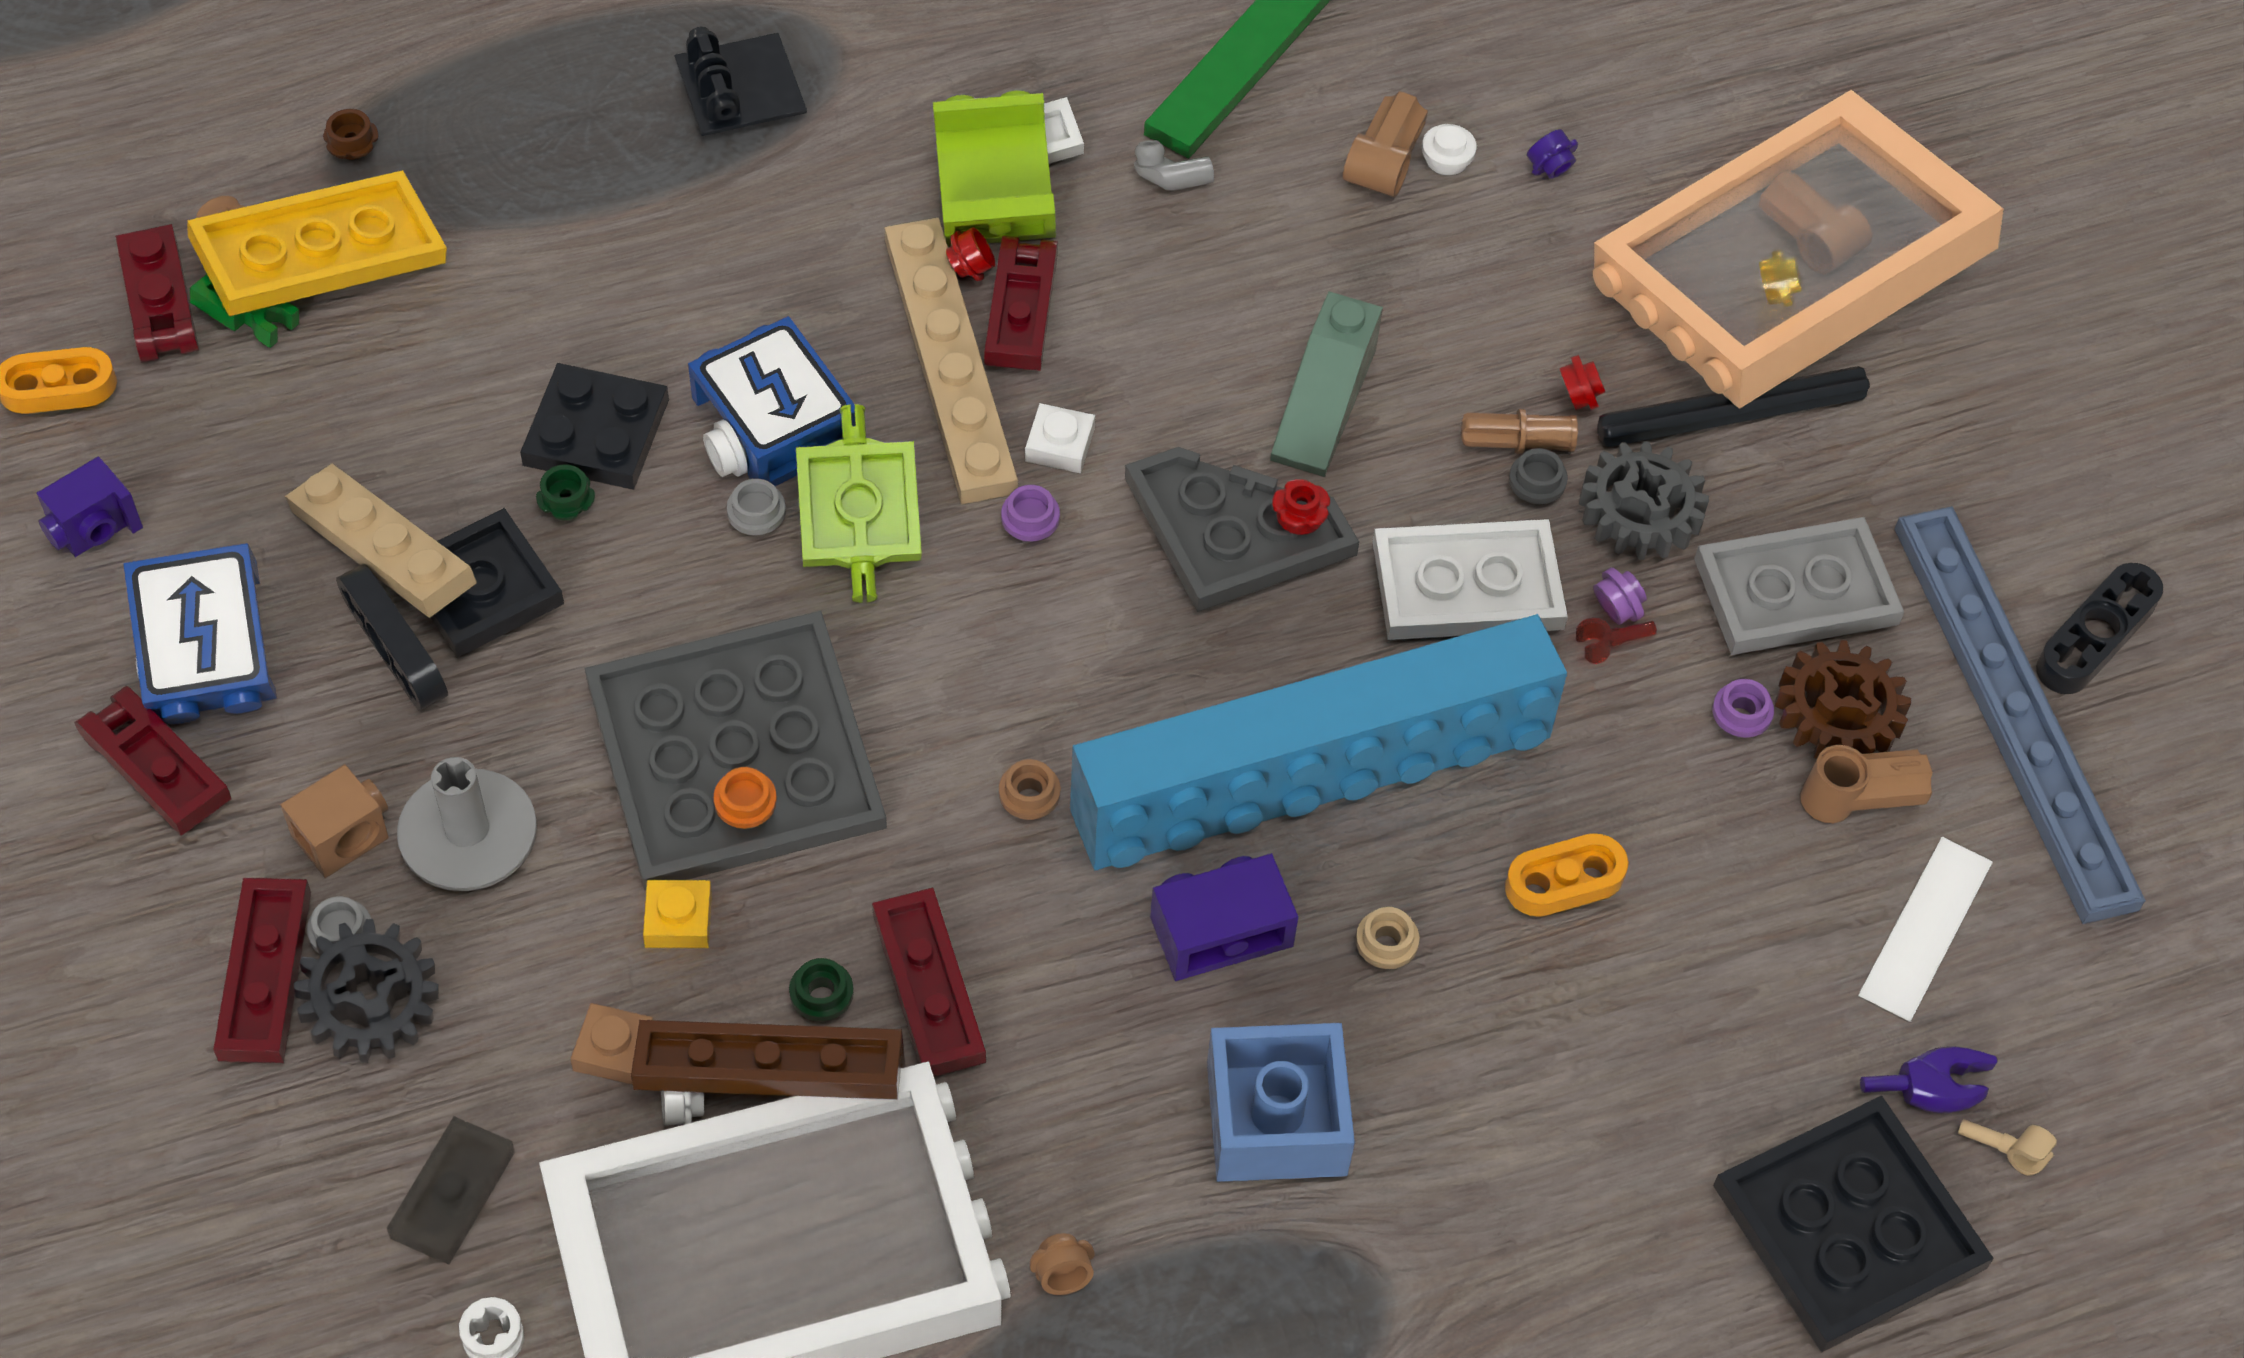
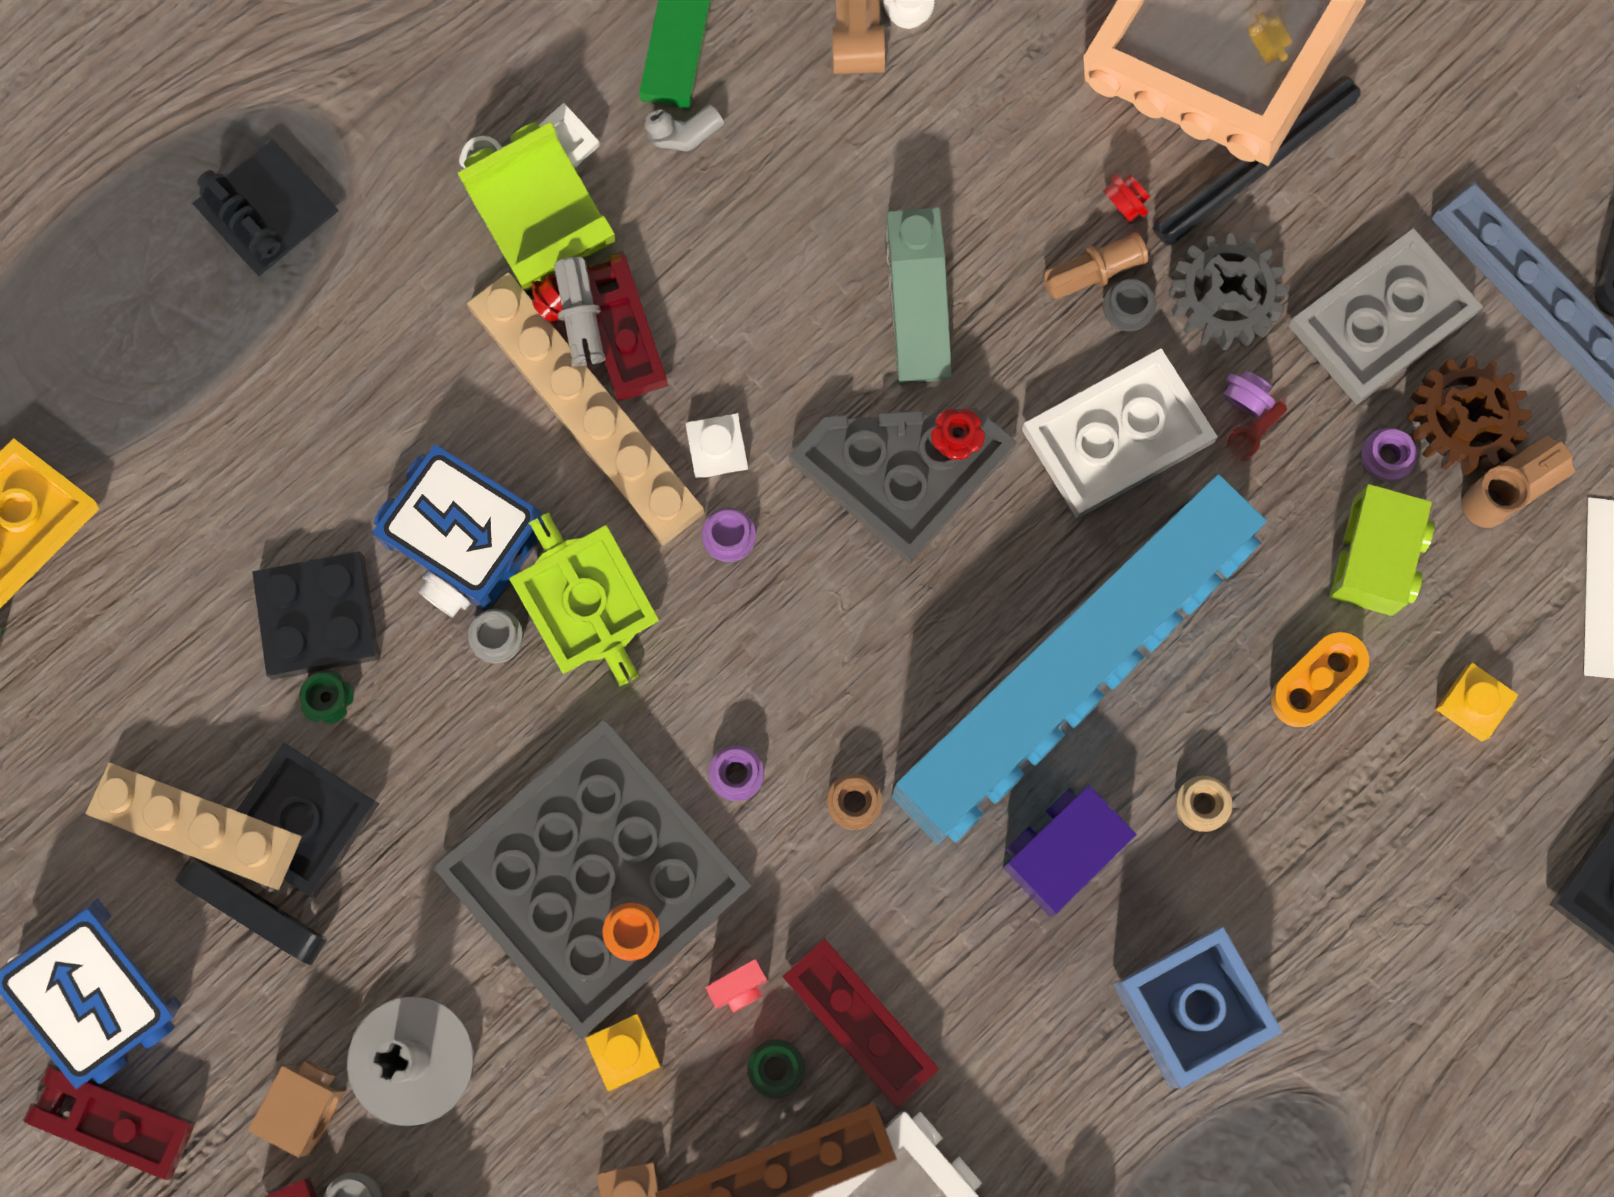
camera: 20 degrees left, 20 degrees up
(823, 894) = (738, 987): none -> coral plate
(925, 703) = (731, 756): none -> medium lavender plate
(986, 264) = (578, 310): none -> light grey axle
(1689, 784) = (1385, 543): none -> lime piece
(1726, 968) = (1477, 702): none -> yellow plate

